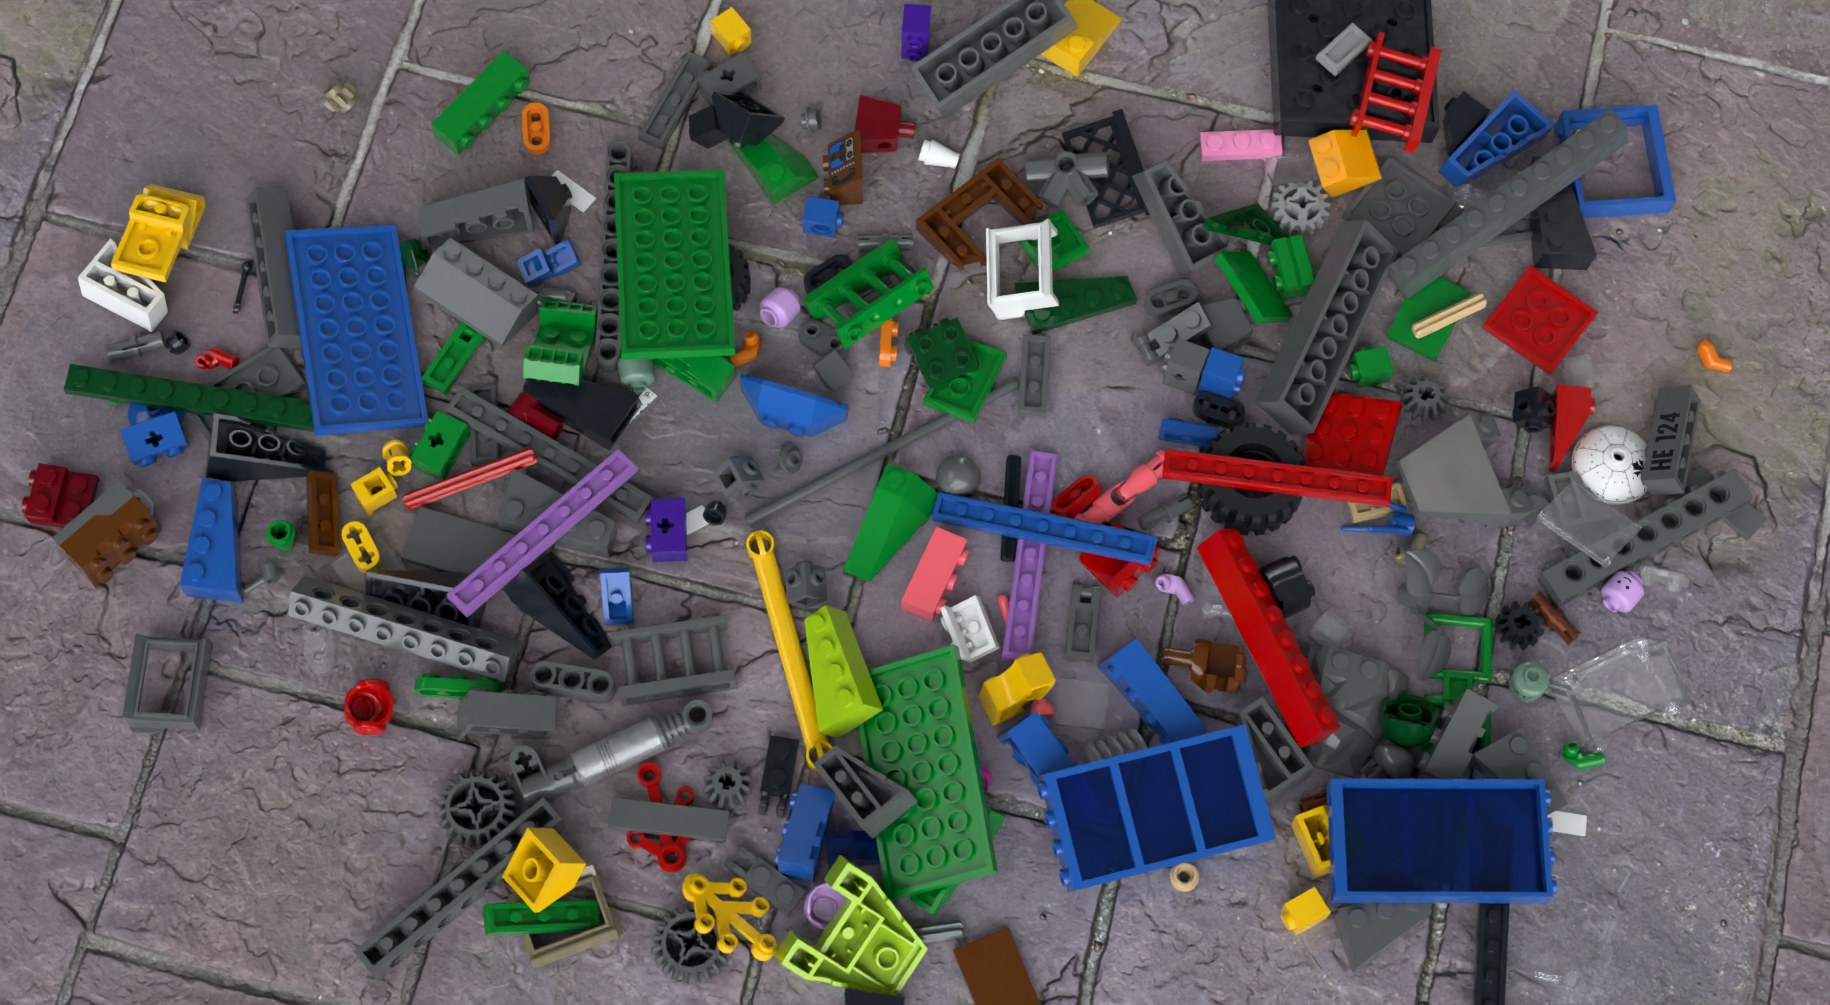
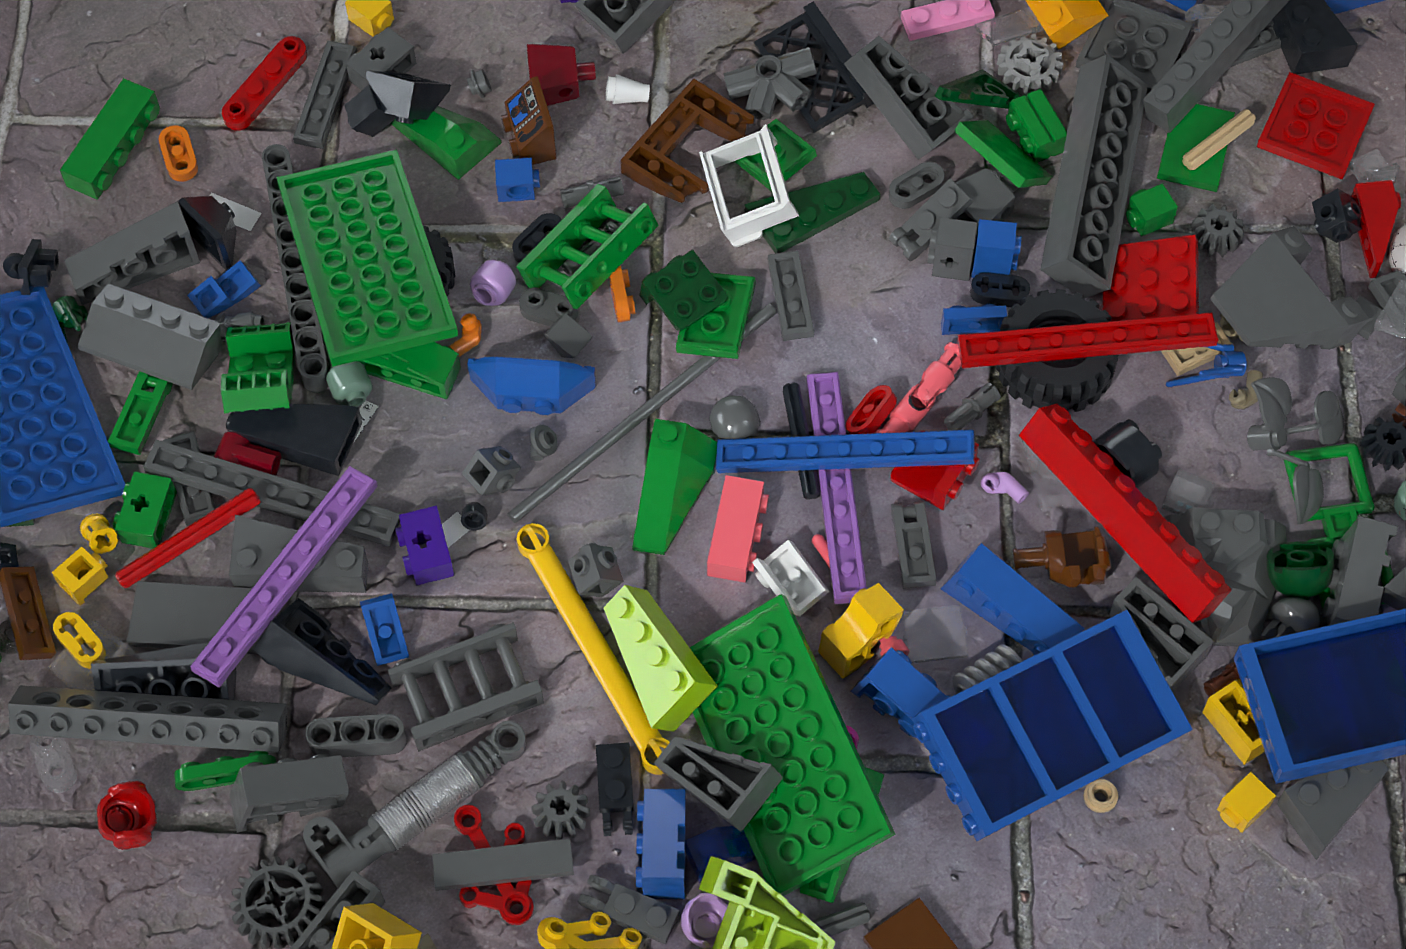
camera: 10 degrees left, 5 degrees down
(390, 207) = (33, 266): none -> black hips
(625, 78) = (264, 83): none -> red plate

